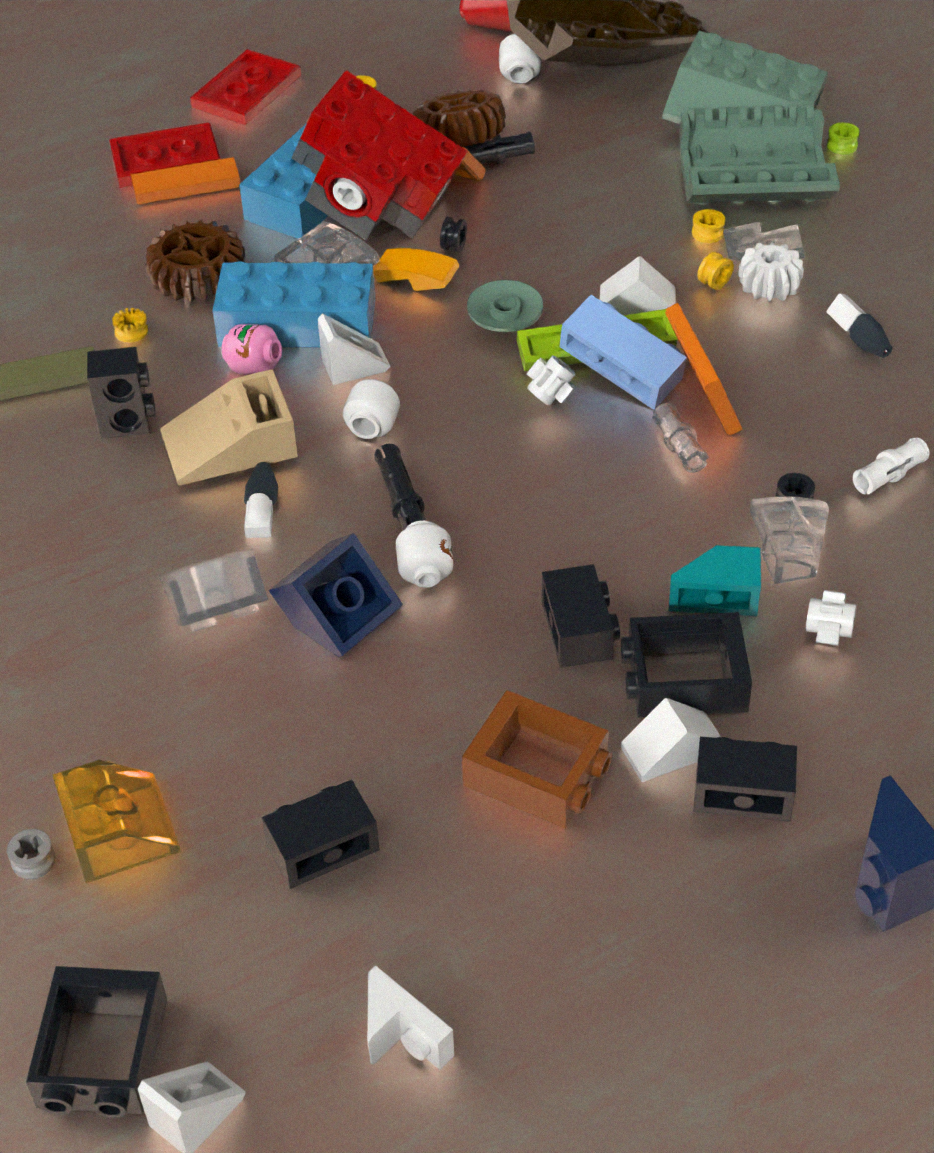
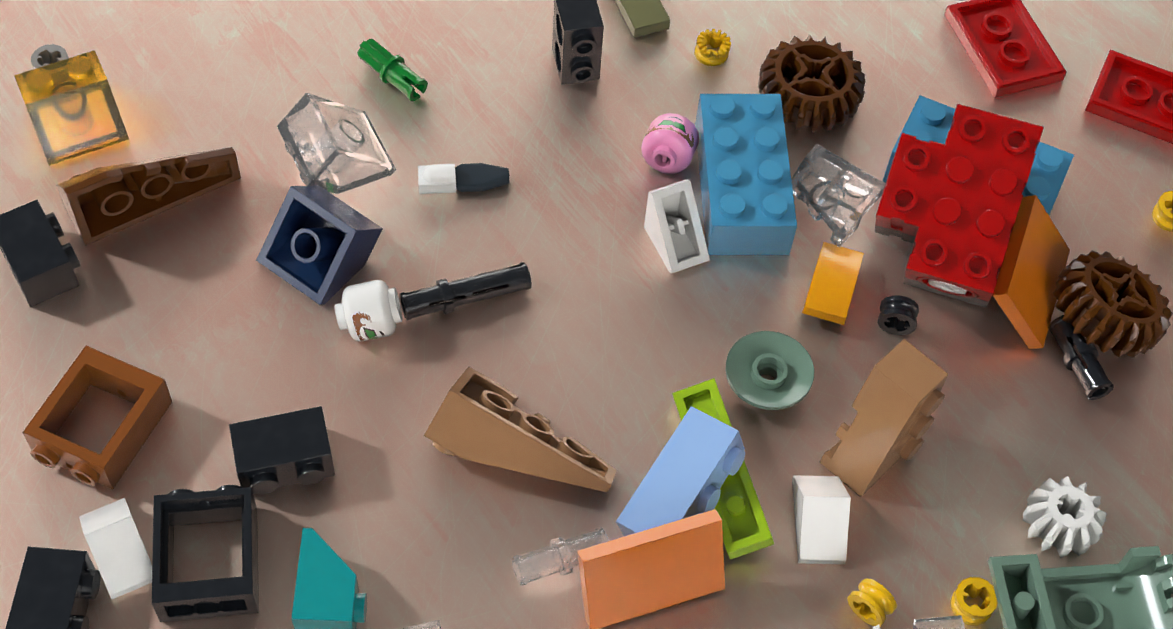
camera: 80 degrees right, 10 degrees up
(110, 547) = (391, 69): none -> green axle
(185, 180) = (959, 64): orange tile -> none
(231, 430) = (545, 142): tan slope -> none
(255, 749) = (129, 193): none -> reddish brown wedge
(371, 408) = (589, 254): white head -> none
(551, 380) = (640, 418): white gear -> none
(563, 468) = (488, 428): none -> medium nougat wedge
(570, 226) = (890, 418): none -> medium nougat wedge
(641, 171) = (1064, 516): none -> white gear

